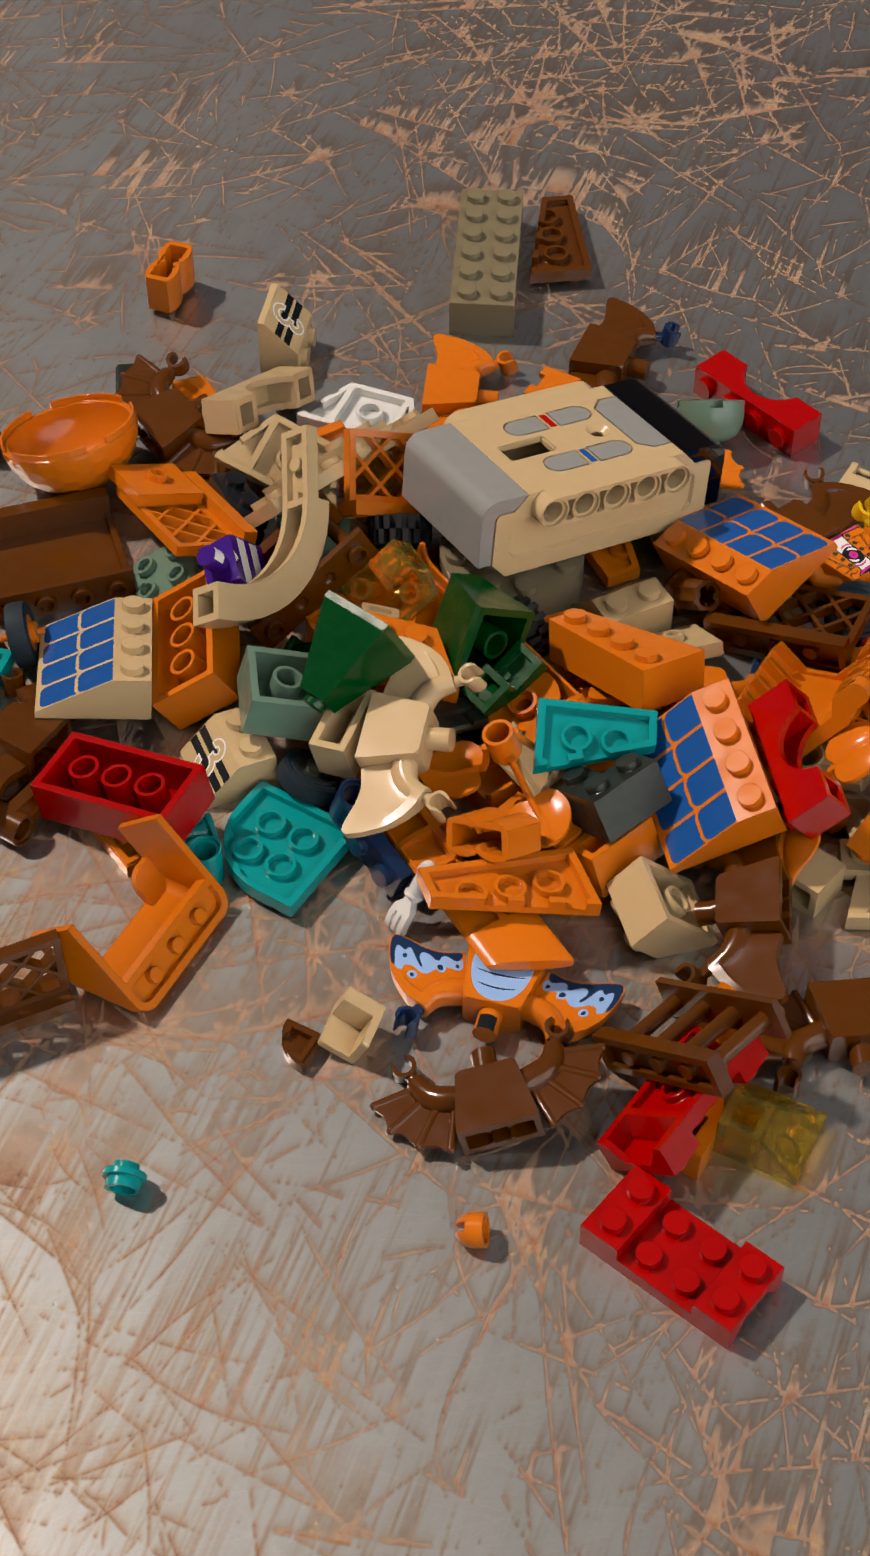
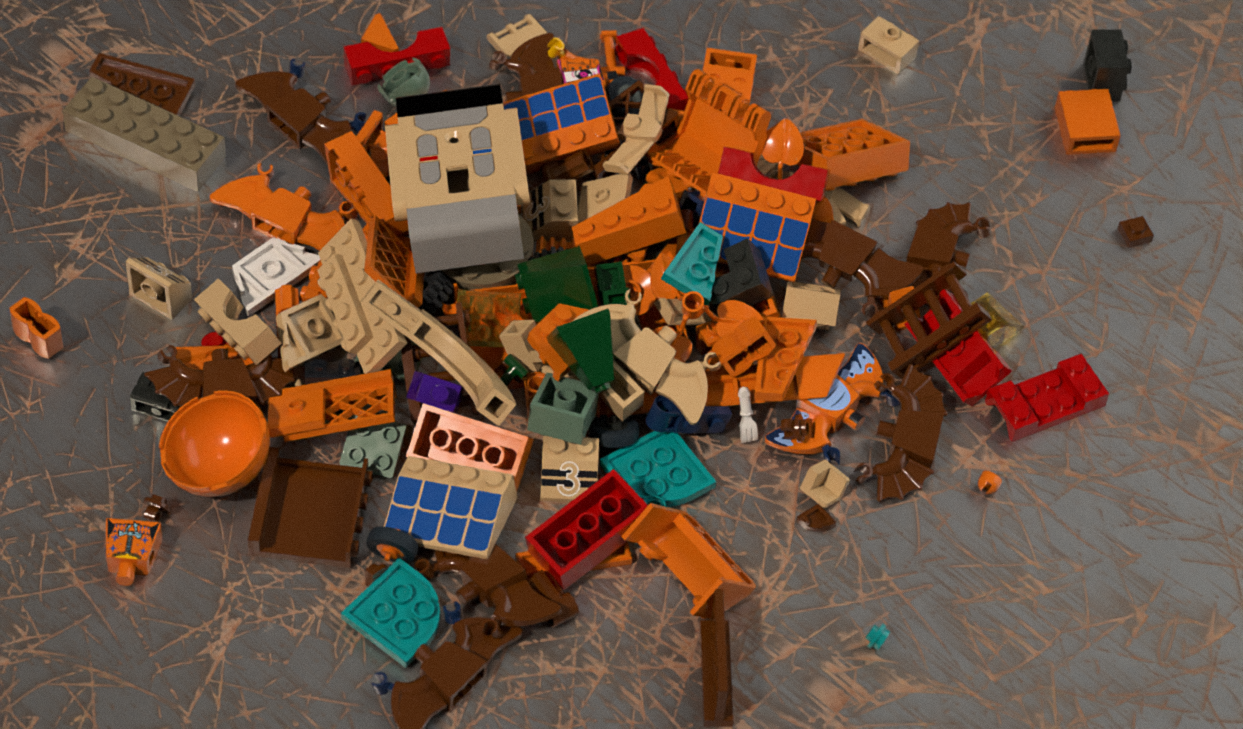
camera: 70 degrees left, 5 degrees up
(417, 955) = (795, 428): none -> reddish brown plate
(771, 376) = (379, 35): none -> orange slope
(790, 622) = (639, 131): none -> tan plate

